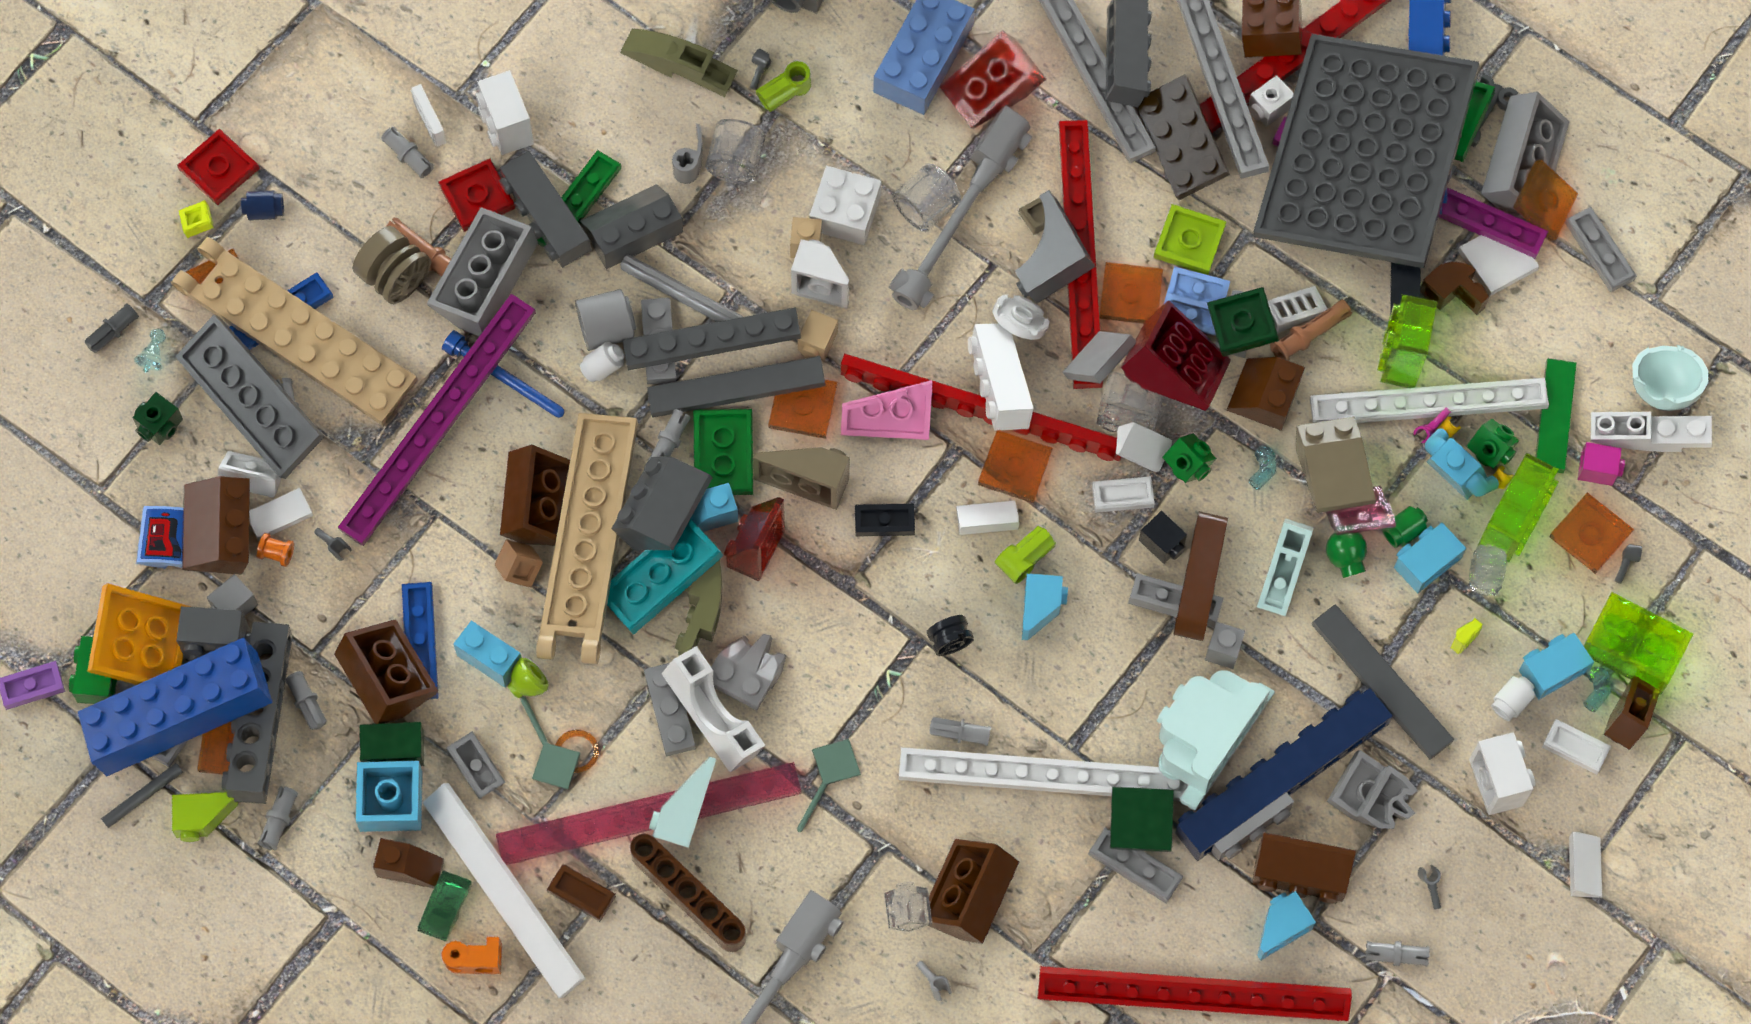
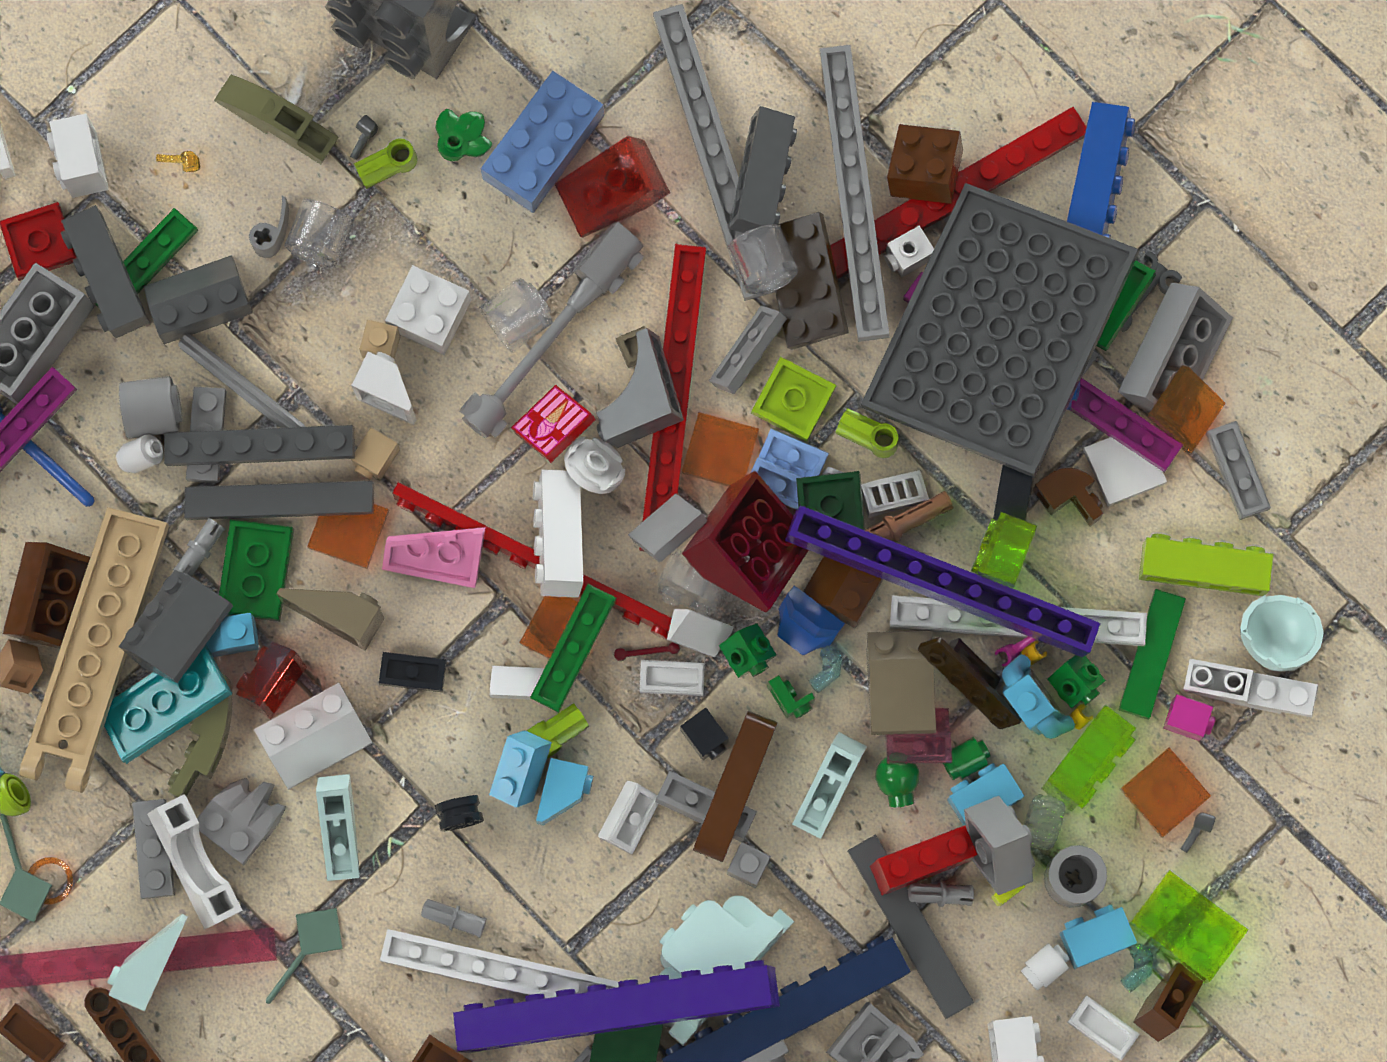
camera: 10 degrees right, 10 degrees up
(602, 106) = (189, 160): none -> clear yellow hand
(802, 586) = (313, 736): none -> white slope
(839, 665) = (338, 827): none -> light aqua slope
(848, 56) = (463, 131): none -> green plate
(976, 286) = (553, 423): none -> tile
(1001, 586) = (520, 768): none -> medium azure brick
(1030, 475) = (573, 648): none -> green tile
(1072, 480) = (620, 654): none -> dark red hinge
(1106, 621) = (629, 817): none -> white slope
(1130, 779) = (616, 1009): none -> dark purple brick
(1140, 202) = (747, 349): none -> light grey plate
(1143, 118) = (763, 259): none -> clear piece
(1230, 495) = (784, 696): none -> green bracket
(1237, 429) = (806, 623): none -> blue slope
(1261, 259) = (865, 432): none -> lime piece
(1358, 367) = (942, 581): none -> dark purple brick
(1384, 617) = (923, 860): none -> red brick
(1398, 454) = (971, 678): none -> dark brown bracket
(1405, 647) = (941, 894): none -> light grey axle
(1453, 590) = (1000, 844): none -> light grey brick
(1536, 602) = (1091, 873): none -> light grey piece
(1588, 332) = (1206, 566): none -> lime brick

